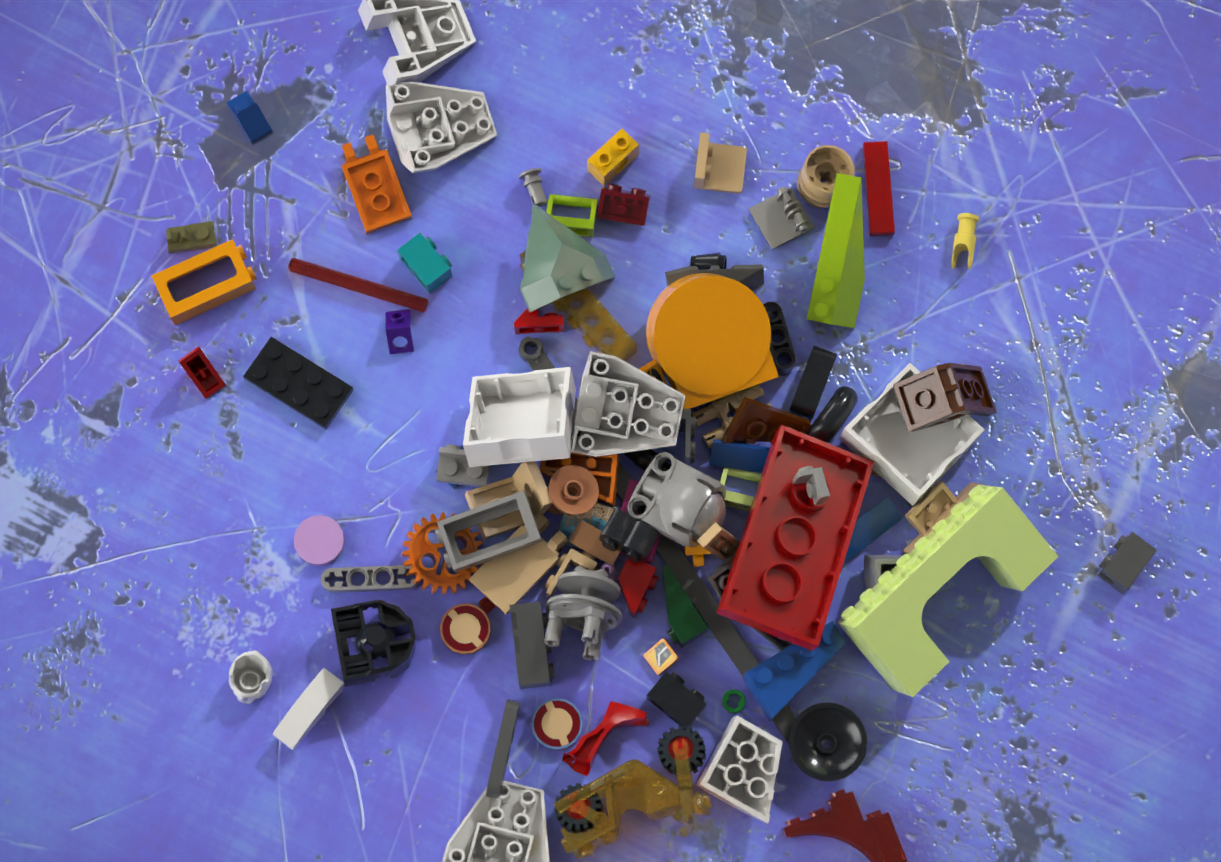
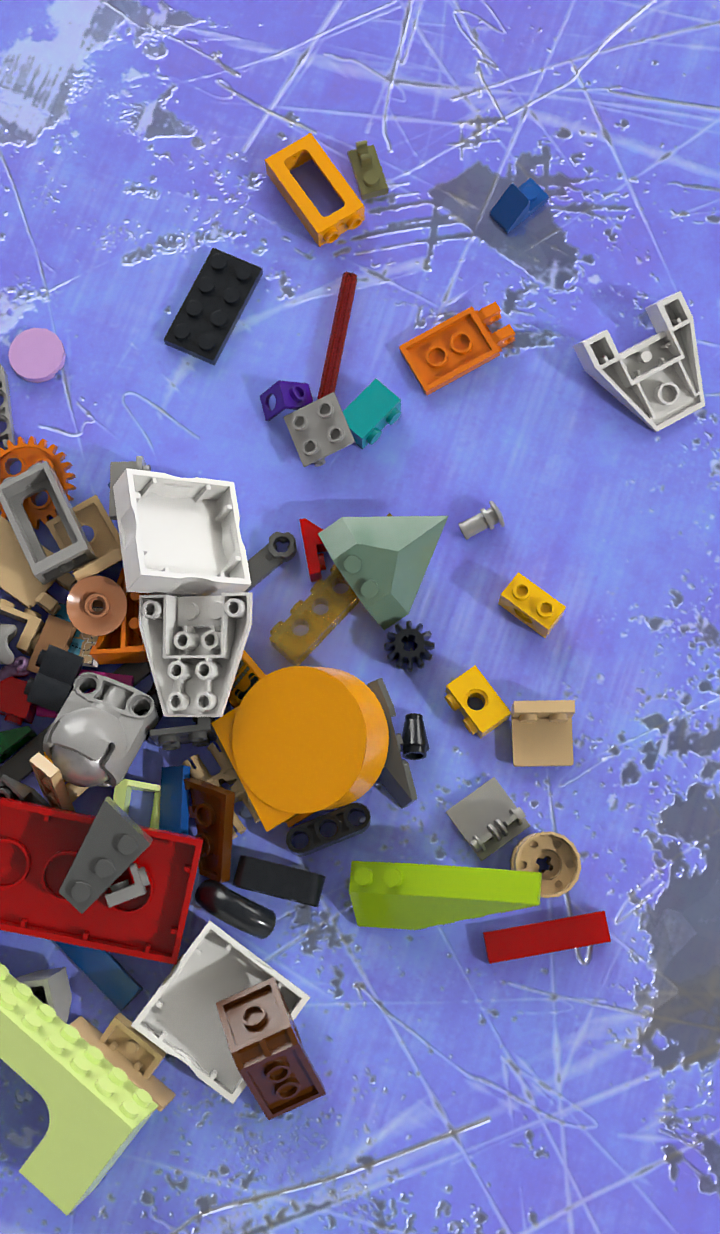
camera: 85 degrees right, 0 degrees up
(201, 372) = (211, 204): red slope -> none
(435, 302) = (319, 430): none -> light grey hinge
(436, 123) = (541, 402): white wedge -> none
(580, 226) = (439, 590): lime tile -> none
(623, 205) = (475, 626): dark red bracket -> none
(632, 249) = (421, 646): none -> black gear
(693, 199) = (471, 685): none -> yellow brick
(789, 495) = (105, 854): none -> dark grey wedge
(965, 238) = (492, 1056): light yellow piece -> none

